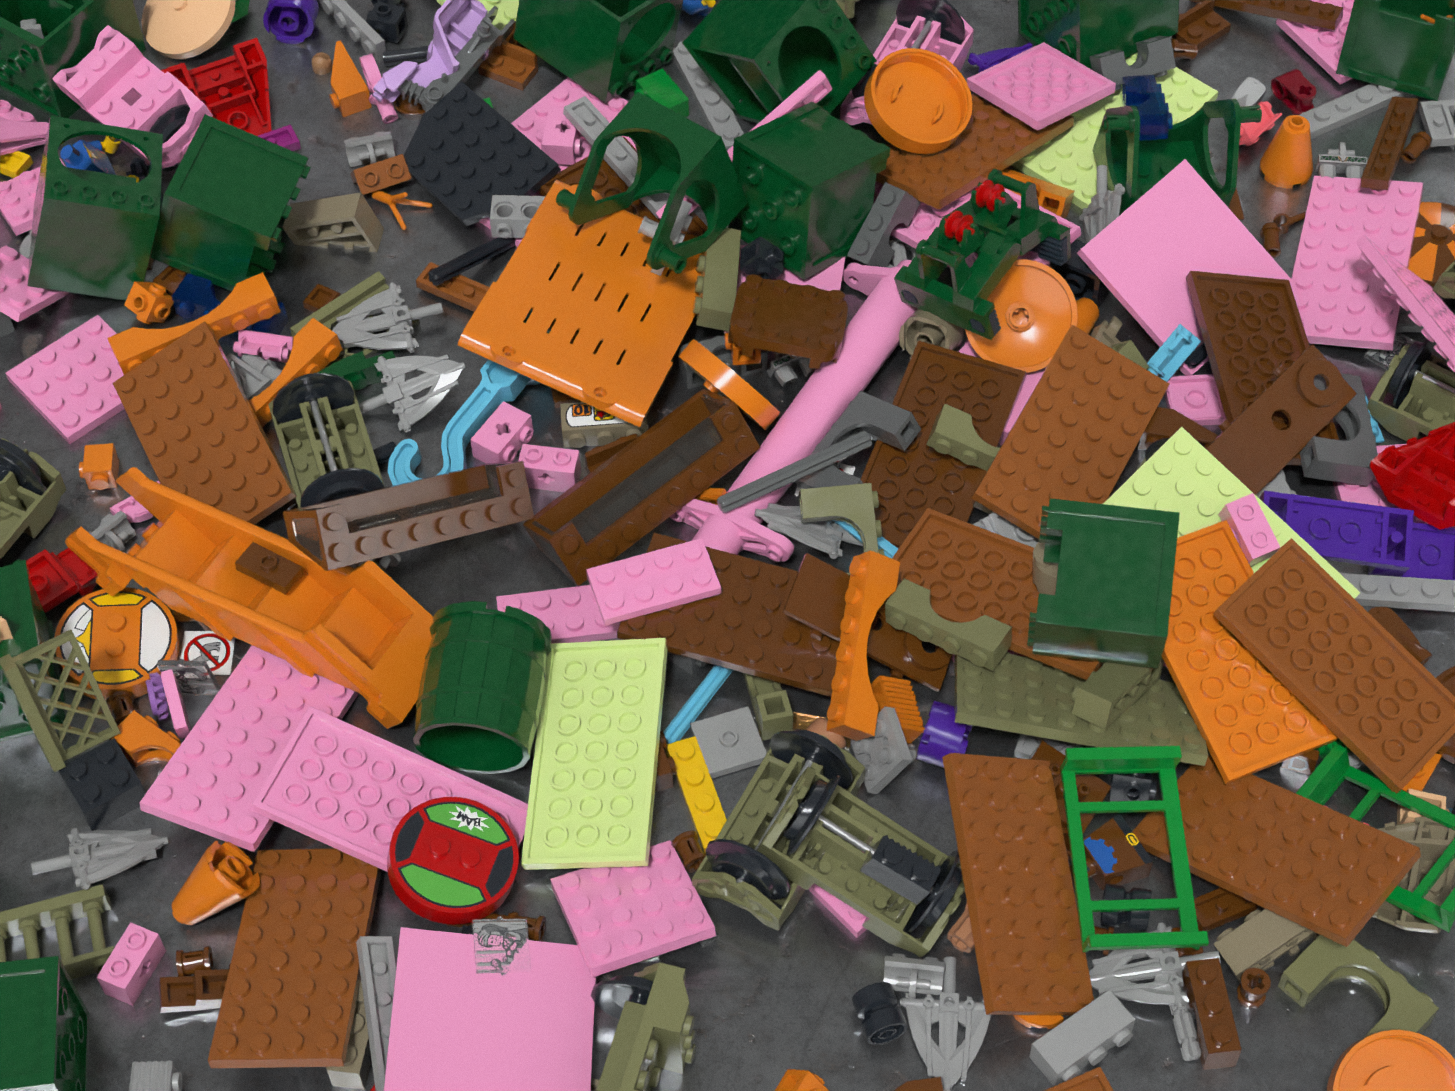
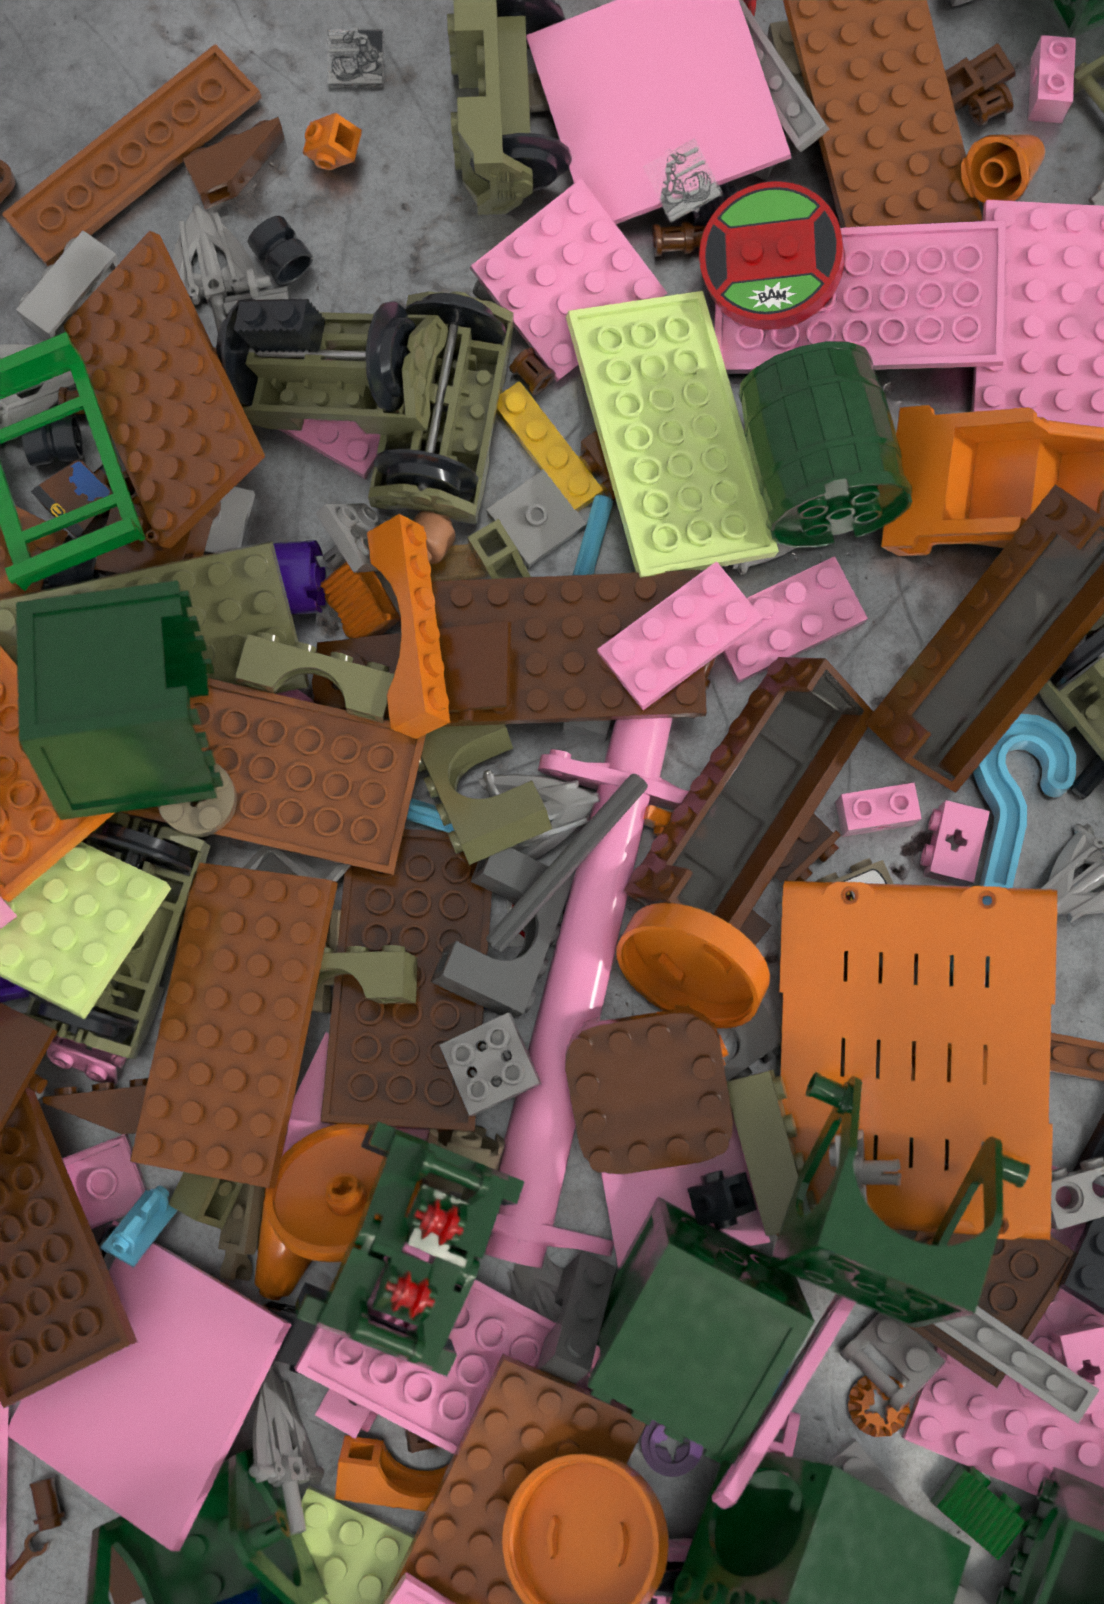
camera: 160 degrees right, 25 degrees up
(895, 377) = (516, 1074): none -> light grey plate

